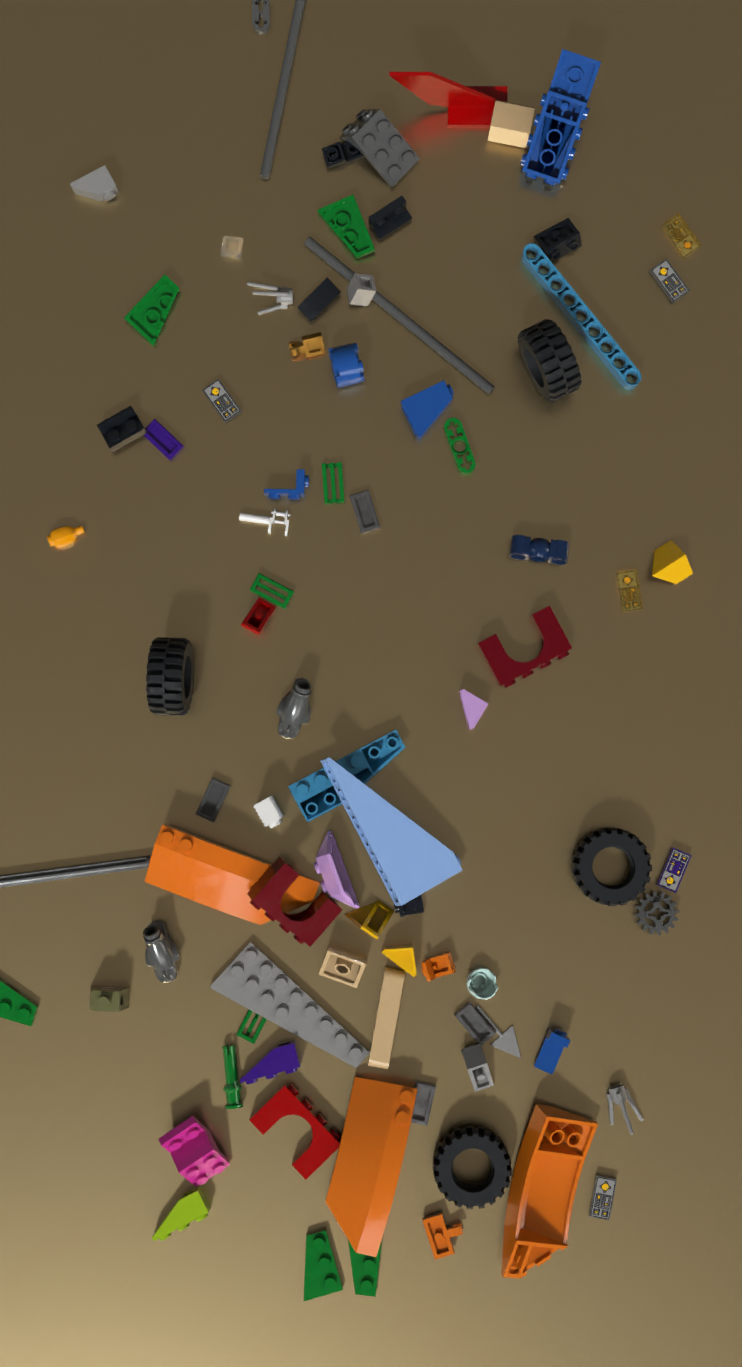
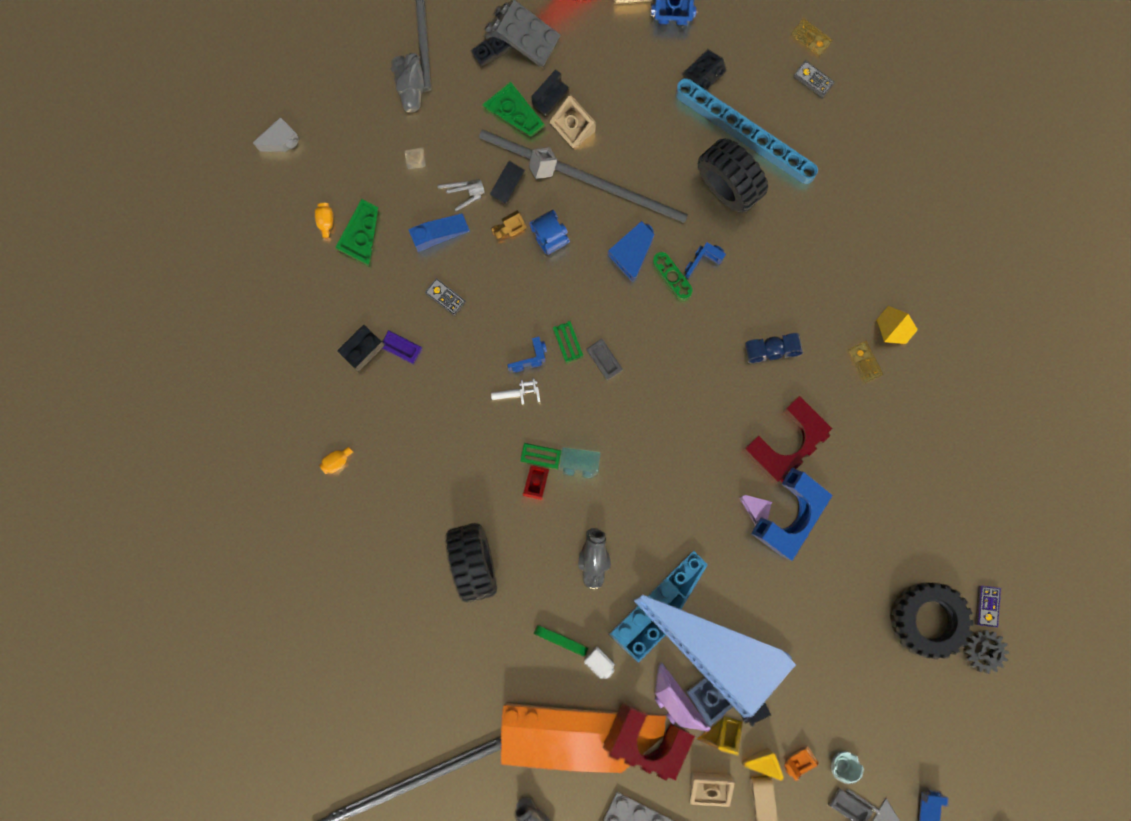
camera: 15 degrees left, 5 degrees down
(121, 284) = (324, 218): none -> light orange plant
(213, 799) = (542, 666): dark grey tile -> none
(233, 331) = (438, 231): none -> blue slope
(238, 779) = (561, 640): none -> green beam
(247, 163) = (408, 81): none -> dark grey animal
(309, 608) = (579, 462): none -> clear light blue bracket
(366, 880) = (709, 701): none -> sand blue slope
(405, 256) = (573, 122): none -> tan slope
(508, 433) = (713, 252): none -> blue bracket
(529, 716) = (812, 502): none -> blue arch

